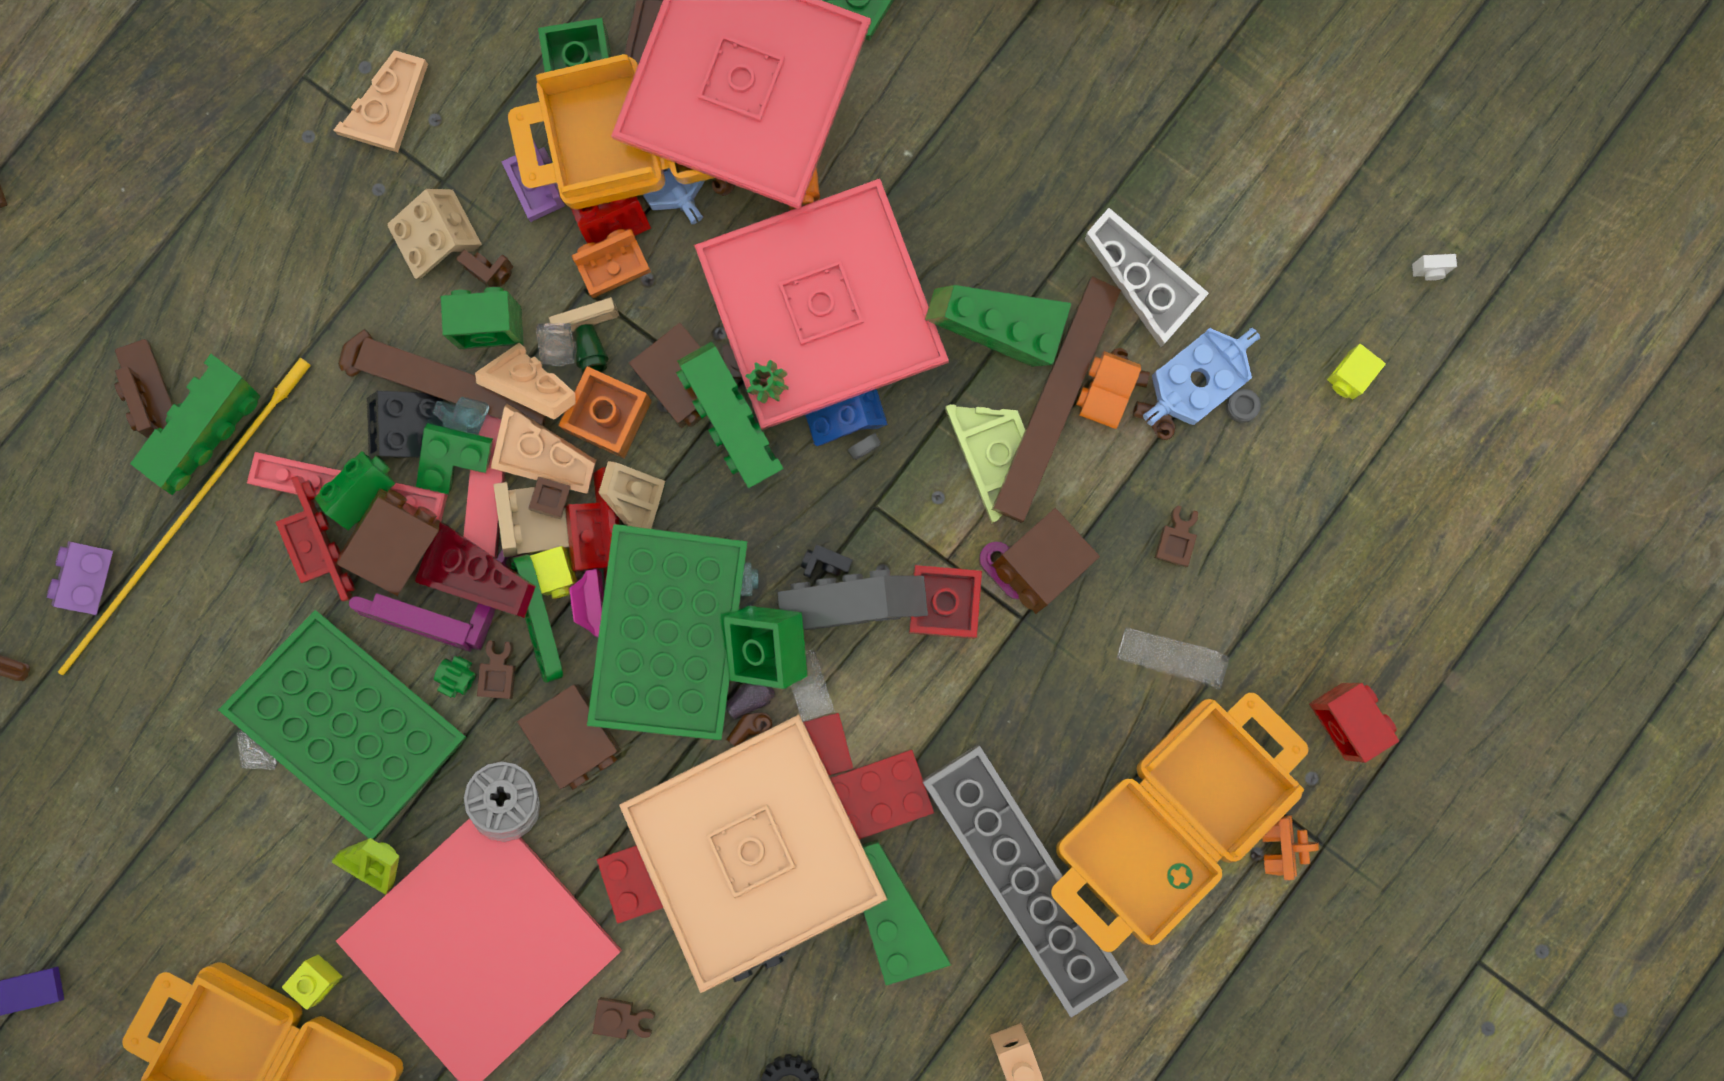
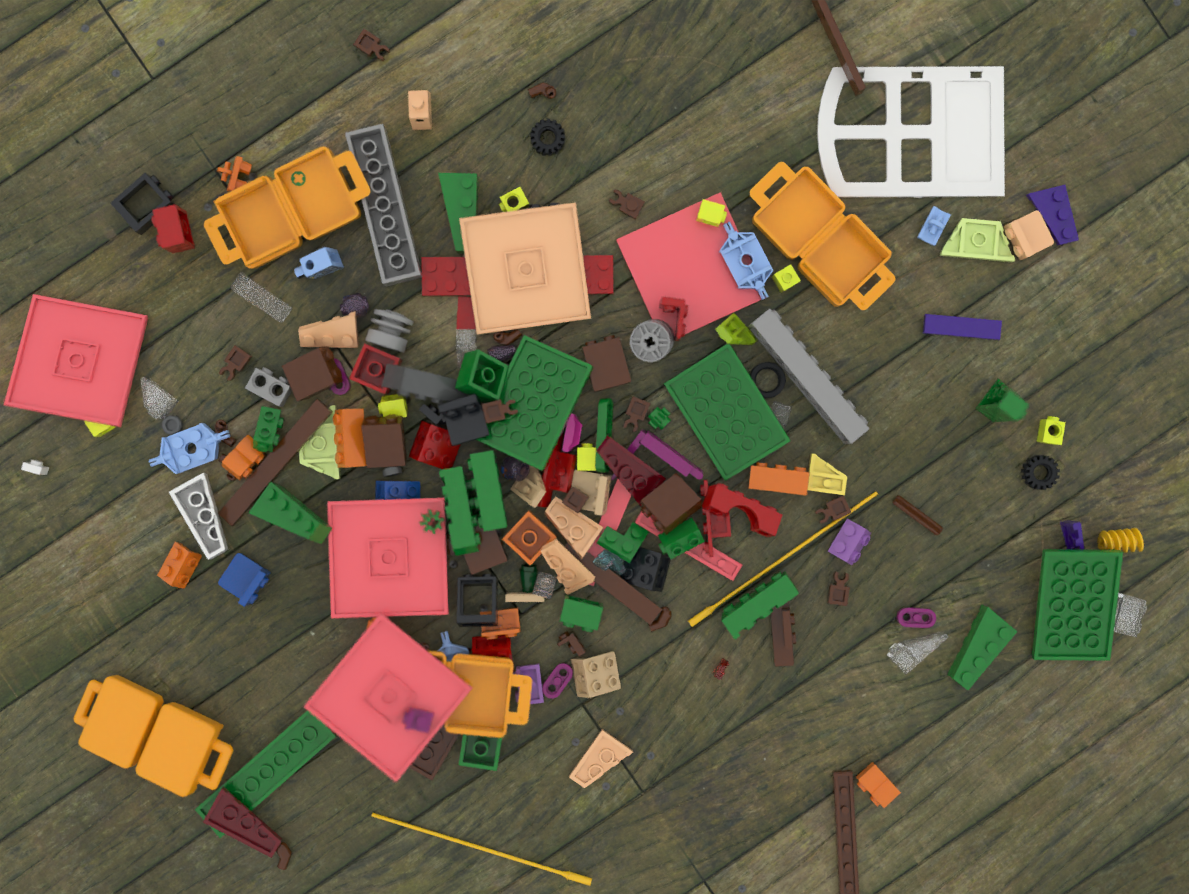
camera: 165 degrees left, 5 degrees up
(74, 489) = (839, 593): none -> reddish brown plate
(119, 623) = (835, 508): none -> reddish brown plate
(151, 669) = (825, 477): none -> light yellow wing
(221, 827) = (808, 377): none -> light grey brick
(222, 641) = (779, 479): none -> orange brick
(234, 567) = (762, 519): none -> red arch
(235, 305) = (719, 671): none -> clear red tile
(273, 814) = (779, 372): none -> black tyre
(413, 996) = (746, 276): none -> light blue plate
(466, 864) = (672, 304): none -> red bracket
(470, 1051) = (711, 213): none -> neon yellow brick
(492, 205) = (555, 678): none -> magenta plate
(666, 513) = (514, 469): none -> head
(679, 56) = (418, 719): none -> magenta bracket
(681, 314) = (477, 620): none -> black window
(692, 464) = (488, 490): none -> green wedge
(722, 596) = (495, 410): none -> reddish brown plate
(768, 565) = (464, 419): none -> black bracket
(806, 972) = (514, 194): none -> neon yellow brick
(808, 510) = (434, 446): none -> red bracket
(891, 489) = (384, 441): none -> reddish brown brick
(897, 550) = (393, 404): none -> neon yellow brick
(943, 672) = (389, 330): none -> light grey wheel
(949, 476) = (349, 438): none -> orange brick
(1015, 694) = (355, 302): none -> clear purple head
(1031, 639) = (335, 333): none -> light nougat wing
(1042, 200) = (244, 579): none -> blue bracket
(1087, 444) = (267, 428): none -> green brick
(1088, 750) = (319, 263): none -> light blue torso
(1108, 508) = (268, 390): none -> light grey brick
(1153, 188) = (179, 566): none -> orange bracket
(1282, 438) = (156, 399): none -> clear slope
(1432, 456) = (76, 360): none -> coral tile
(1458, 733) = (118, 203): none -> black window

